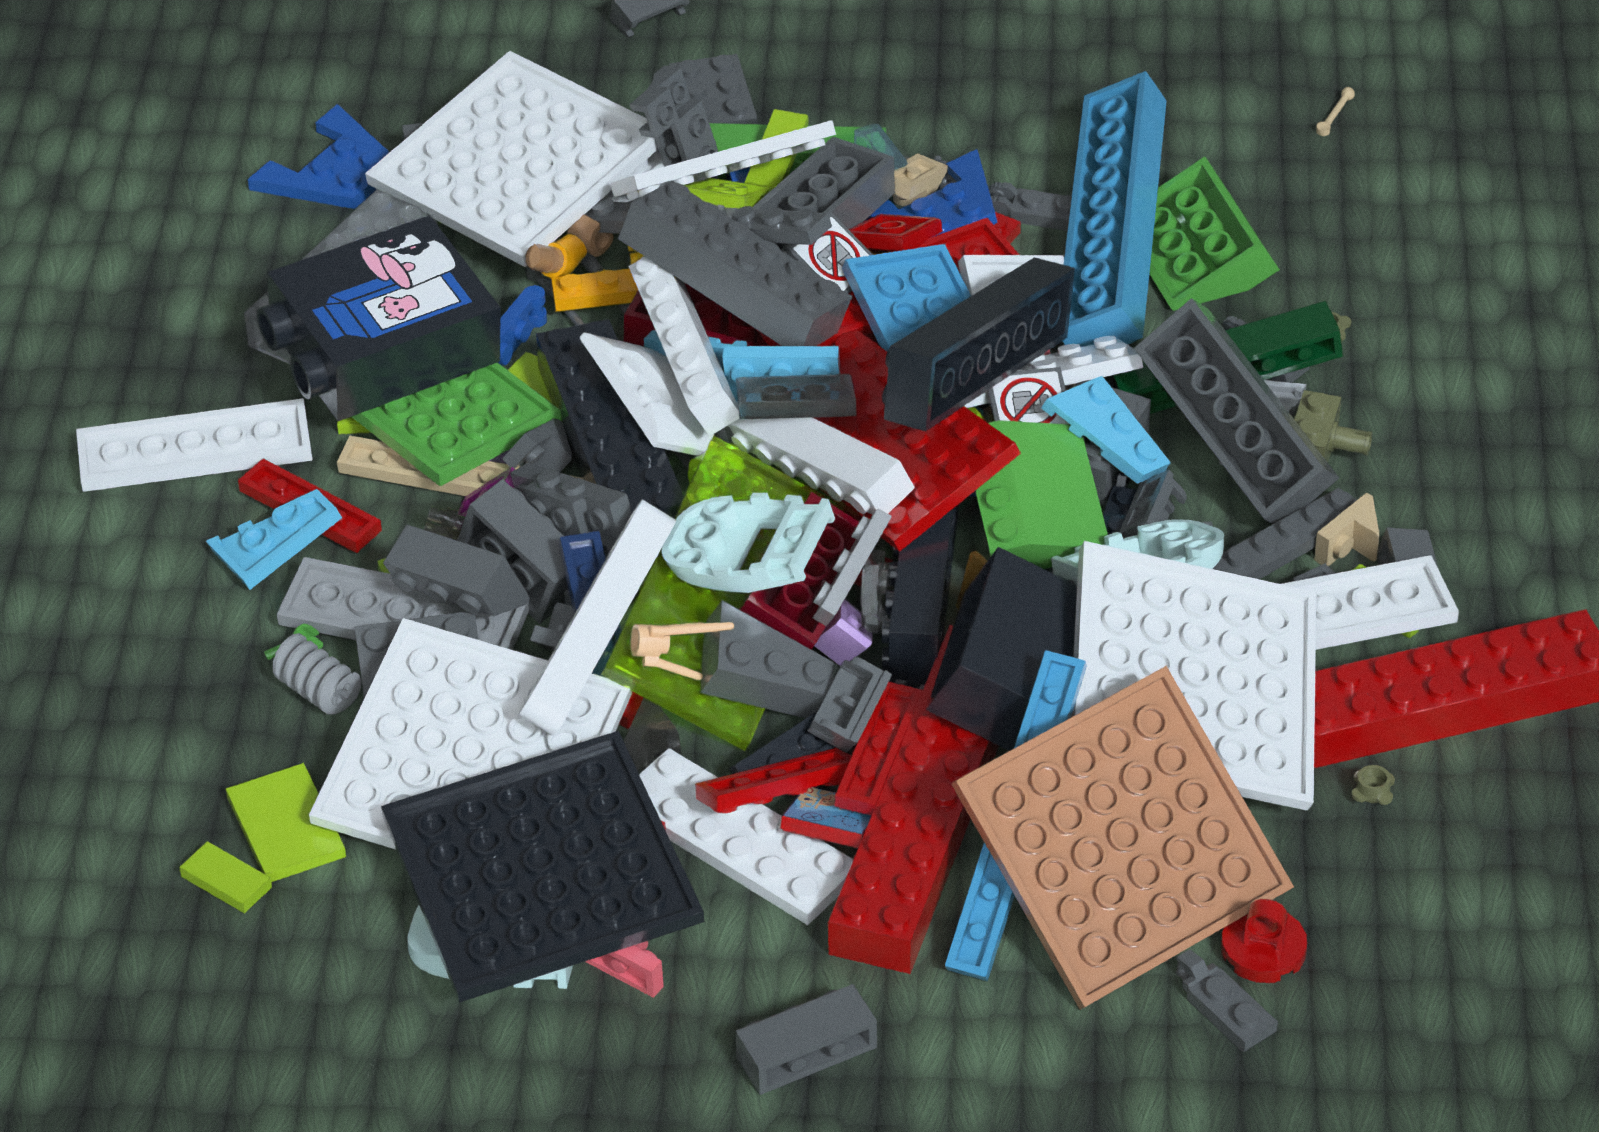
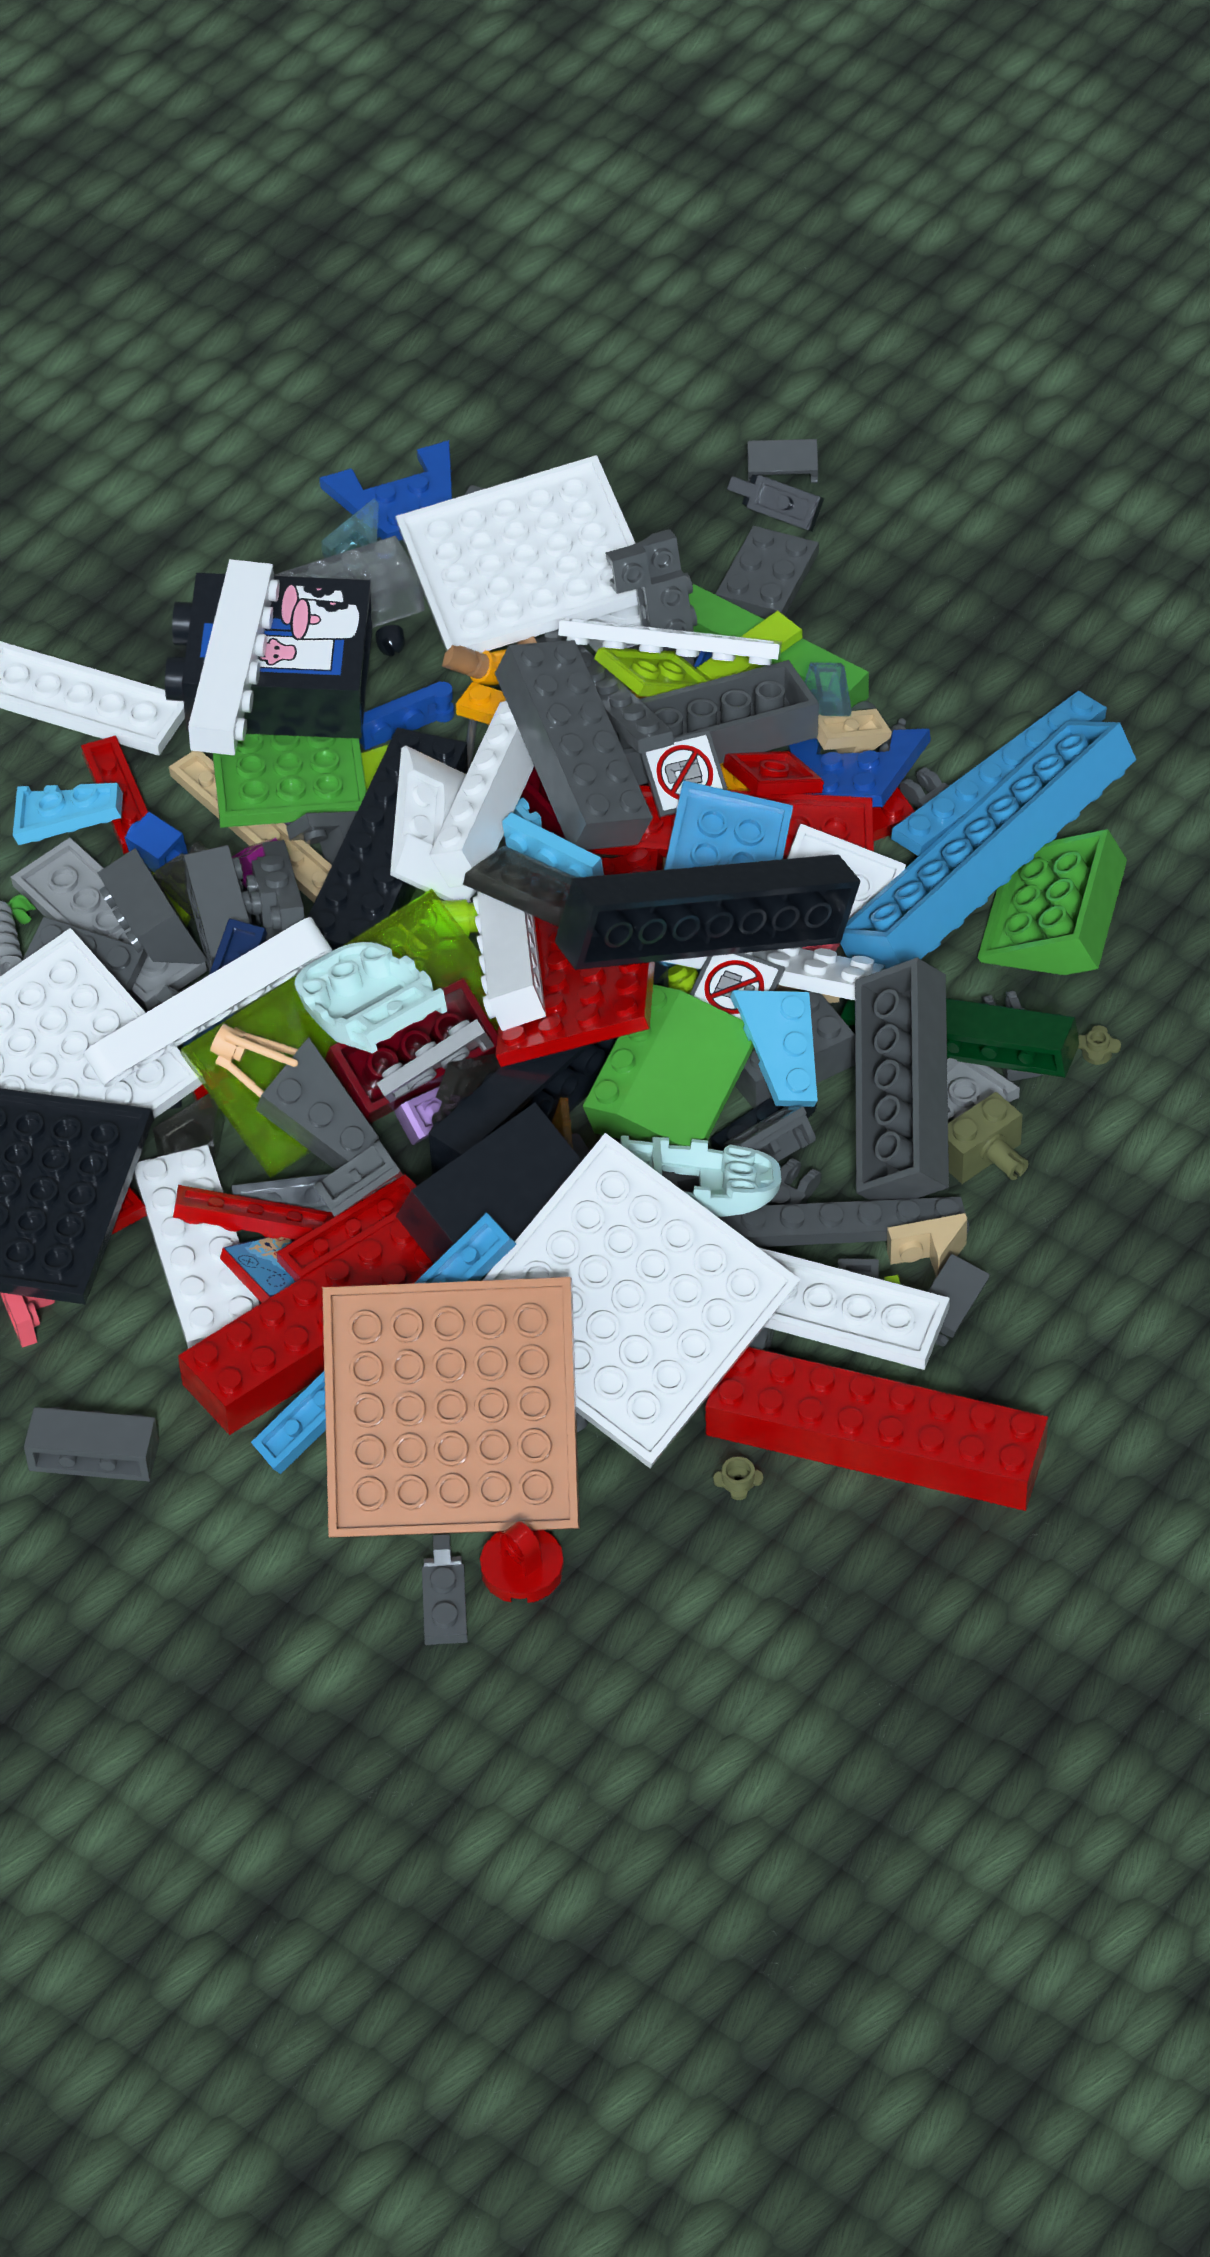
camera: 35 degrees right, 5 degrees up
(335, 204) = (358, 529): none -> clear light blue slope
(373, 323) = (232, 657): none -> white brick
(389, 520) = (155, 841): none -> blue brick
(672, 35) = (778, 500): none -> black hinge
(1058, 163) = (945, 809): none -> dark azure plate

